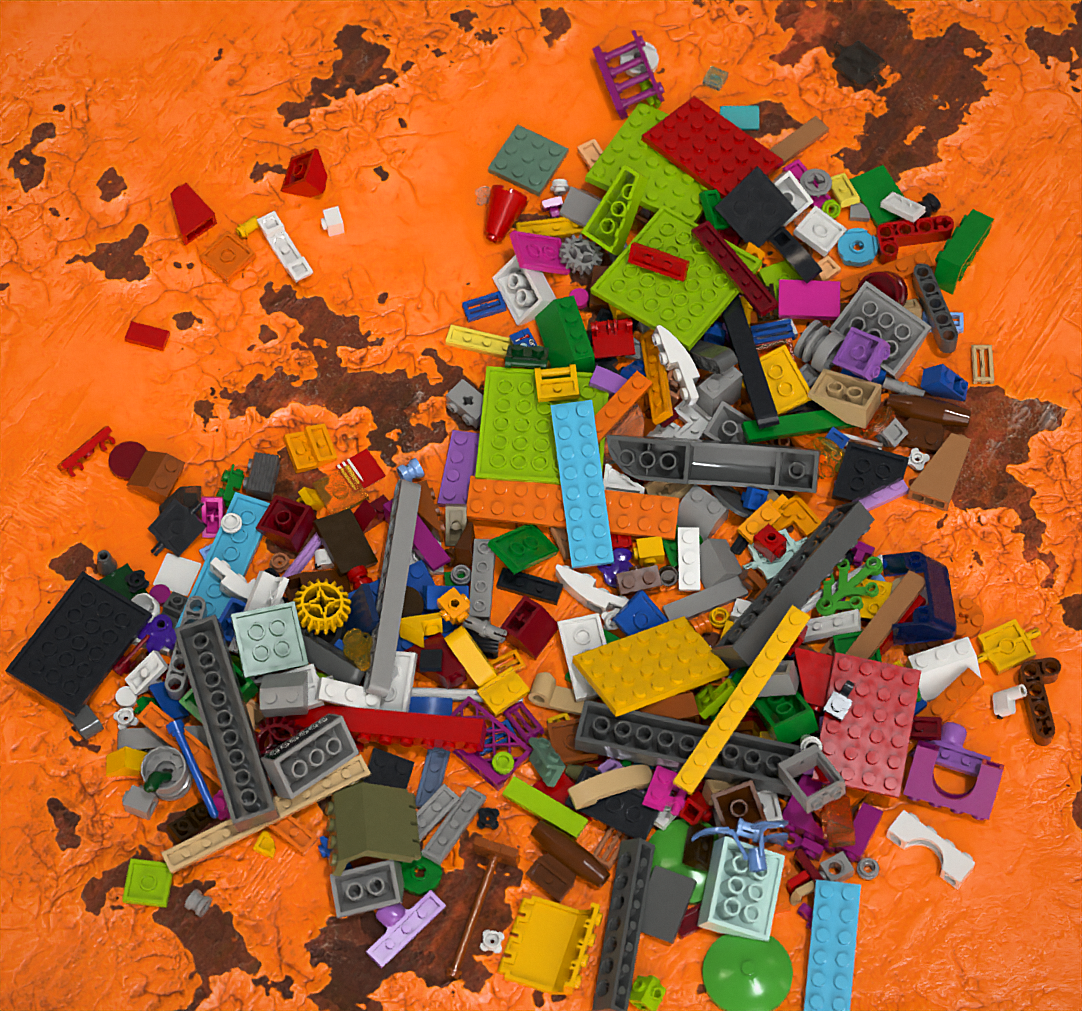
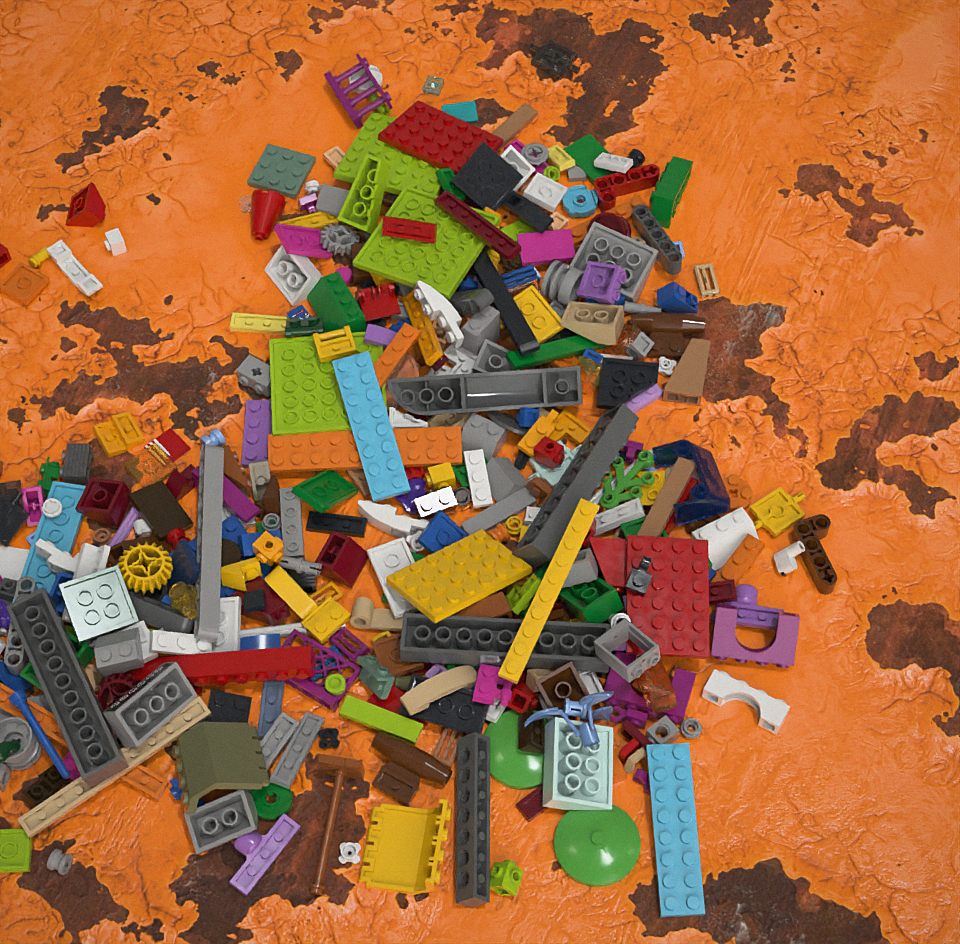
camera: 10 degrees left, 5 degrees down
(265, 845) = (119, 797): yellow tile -> none
(310, 498) = (124, 475): yellow tile -> none
(485, 309) = (260, 295): blue tile -> none
(666, 903) = (510, 790): dark grey tile -> none

